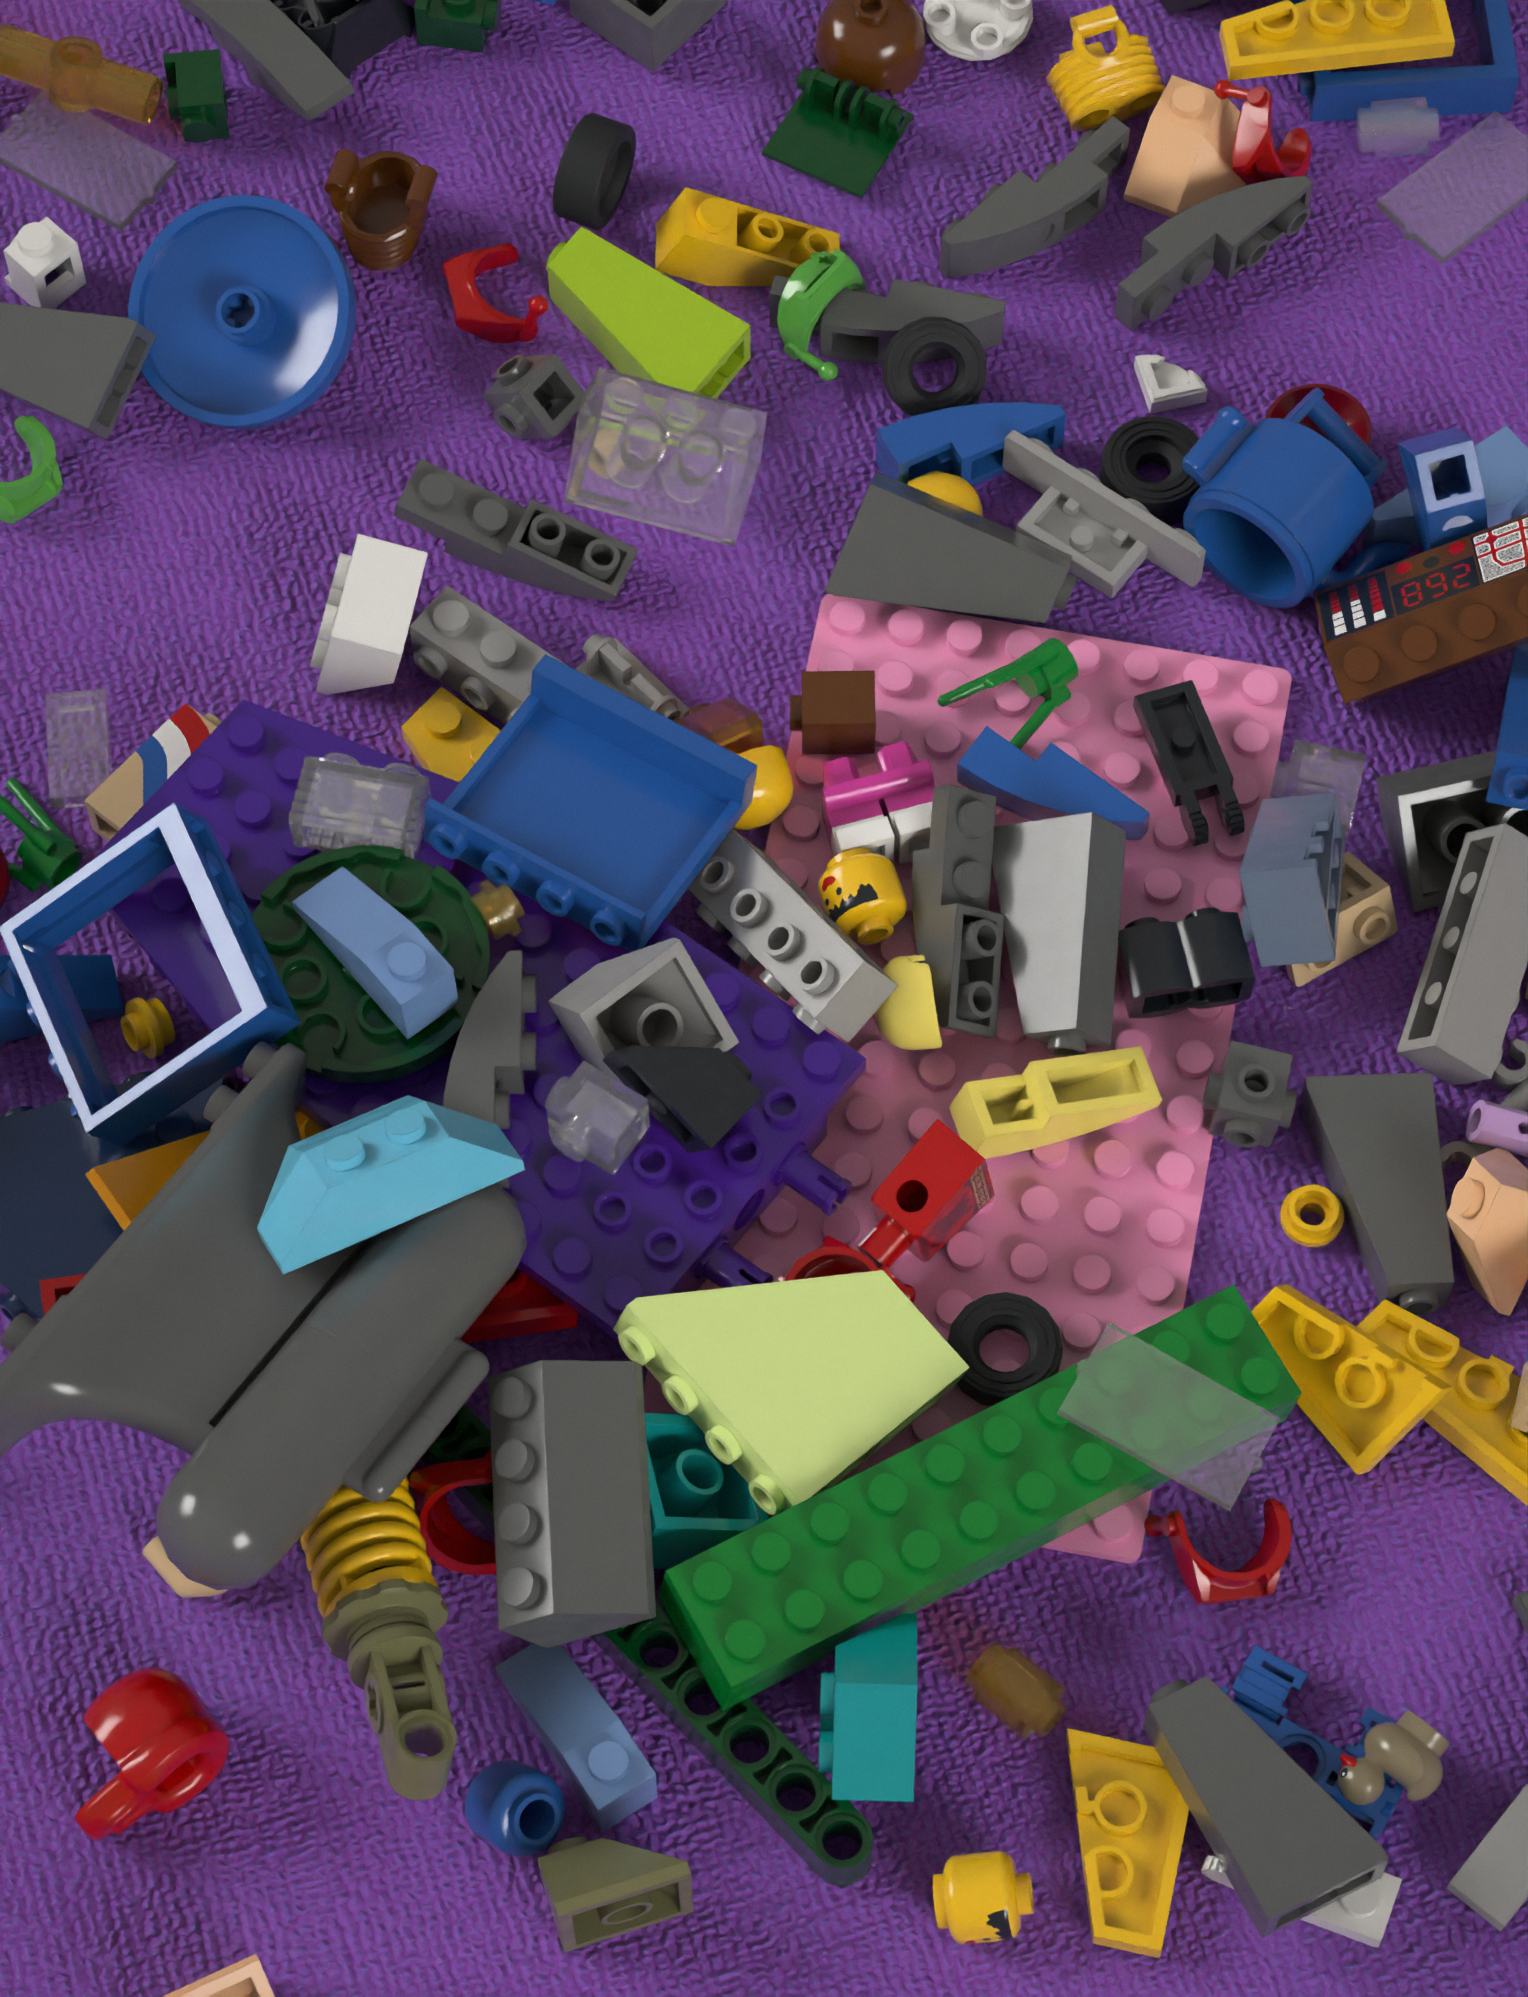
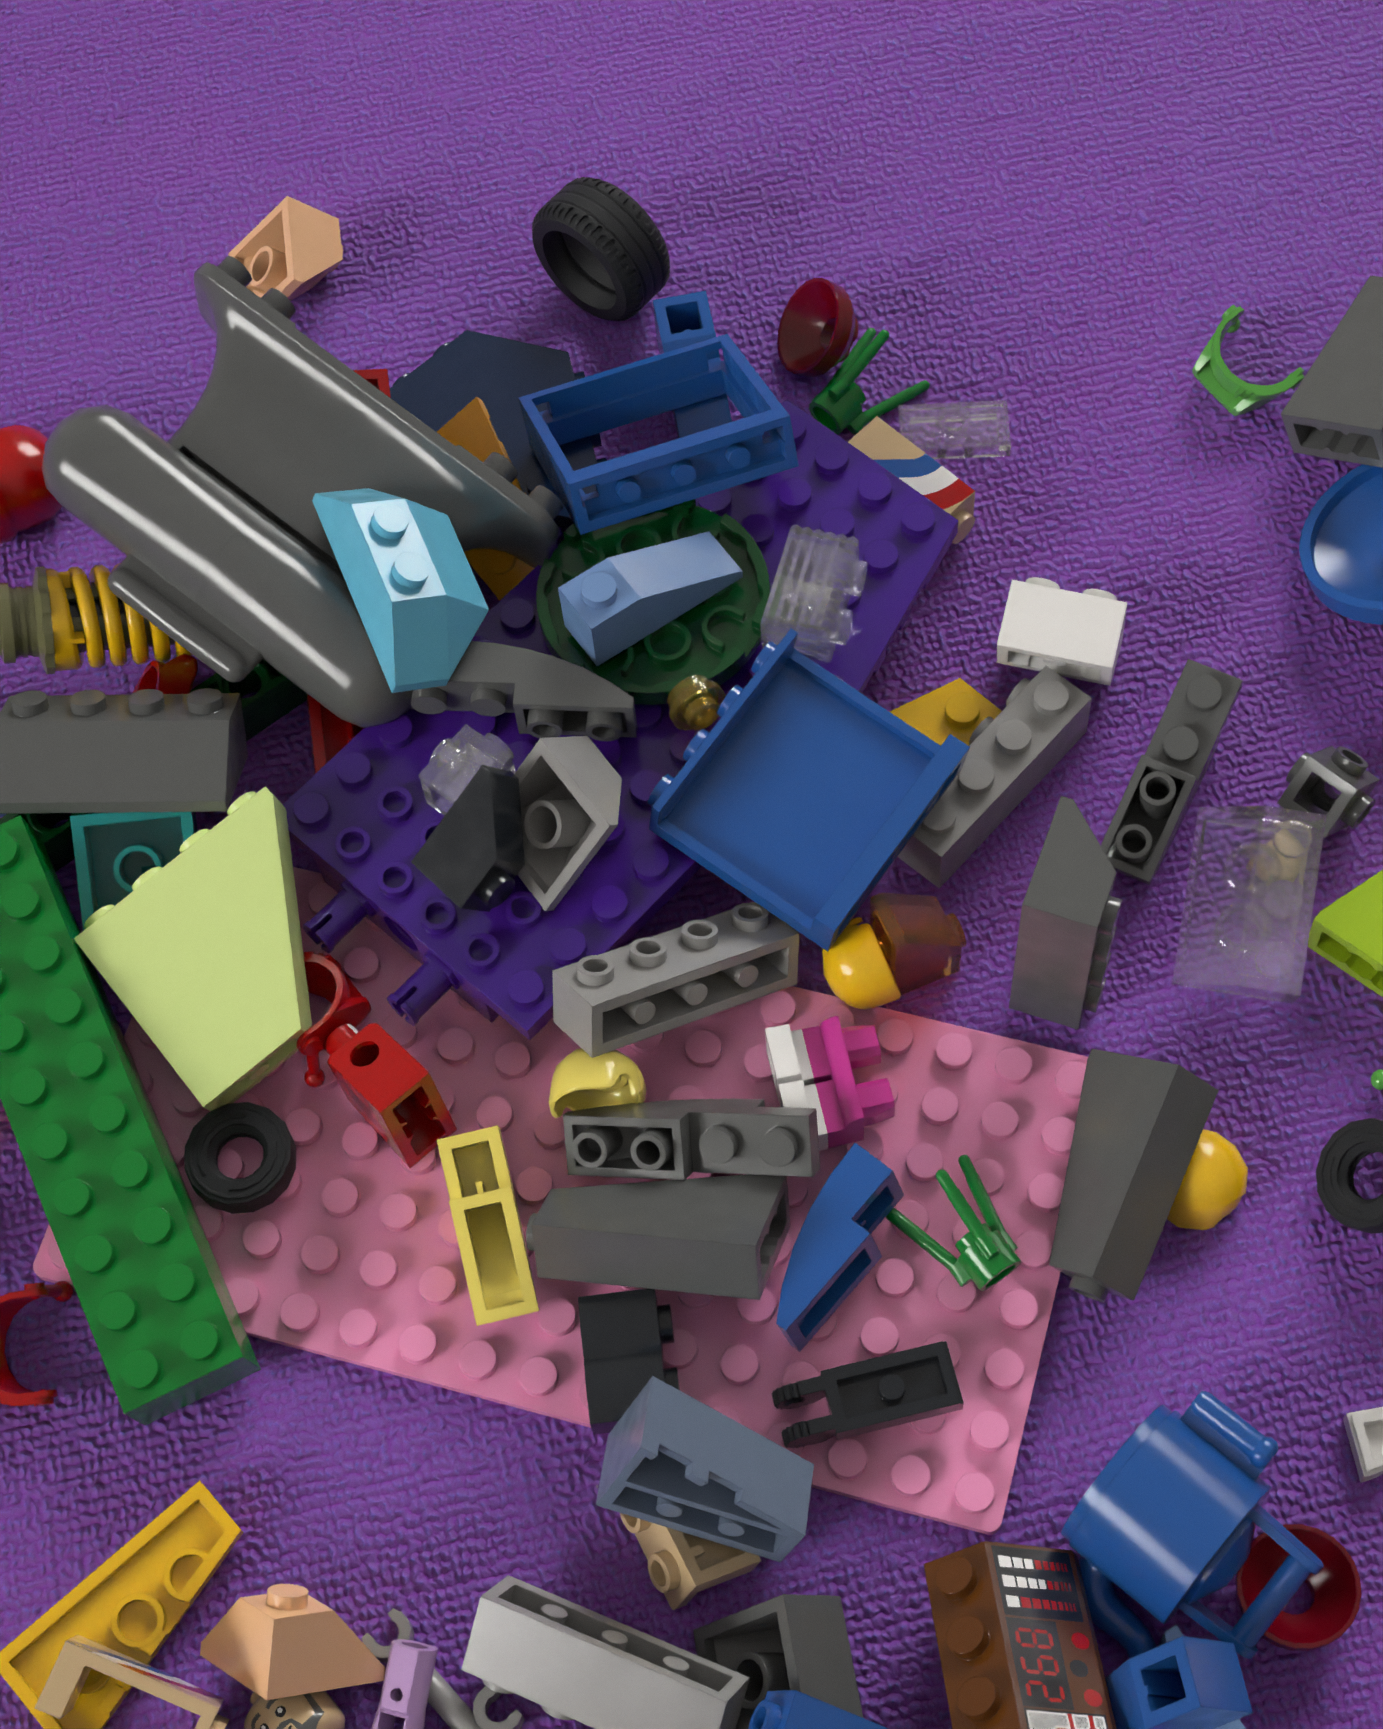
camera: 100 degrees right, 0 degrees up
(621, 671) = (991, 877): light grey hinge -> none
(720, 579) = (1066, 924): none -> dark grey slope
(835, 712) = (941, 1046): reddish brown brick -> none
(863, 895) = (724, 1054): yellow head -> none
(964, 439) = (1283, 1206): blue slope -> none
(1095, 524) = (1170, 1320): light grey bracket -> none
(1148, 441) = (1272, 1373): black tyre -> none
(1169, 1416) = (101, 1271): clear piece -> none
(1250, 1095) = (490, 1431): dark grey brick -> none
(1317, 1200) = (341, 1459): yellow plate -> none
(1320, 771) = (839, 1535): clear brick -> none
(1349, 1382) = (156, 1476): yellow wing -> none
(1386, 1170) = (374, 1551): dark grey slope -> none

